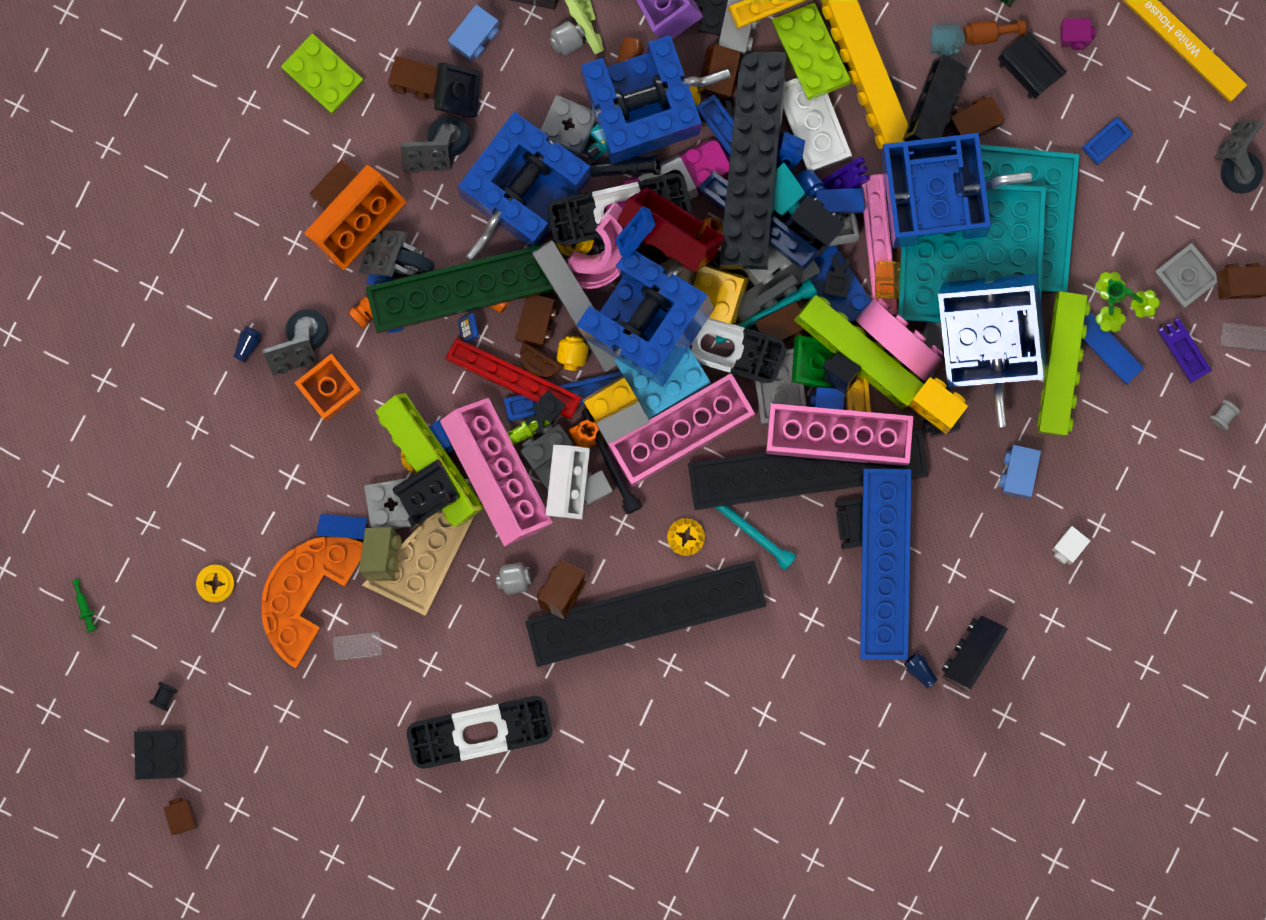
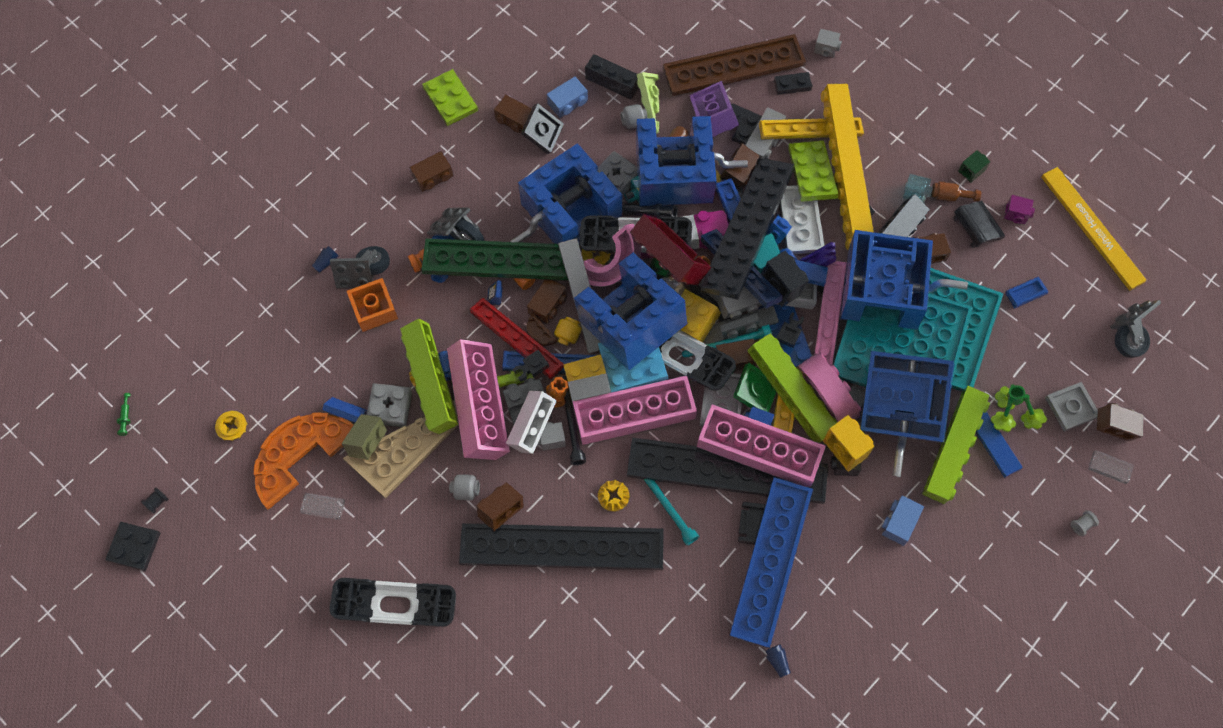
camera: 15 degrees right, 15 degrees down
(180, 816) = (126, 600): reddish brown brick -> none
(355, 217) = (436, 190): orange brick -> none
(426, 493) = (416, 397): black piece -> none
(446, 138) = (512, 164): dark grey plate -> none
(635, 232) = (637, 243): blue plate -> none
(841, 372) = (775, 399): black brick -> none
(887, 280) = (830, 342): clear yellow panel -> none
(973, 652) = (828, 657): black slope -> none
(1070, 546) = (931, 592): white brick -> none
(1184, 351) = (1059, 463): dark purple hinge -> none

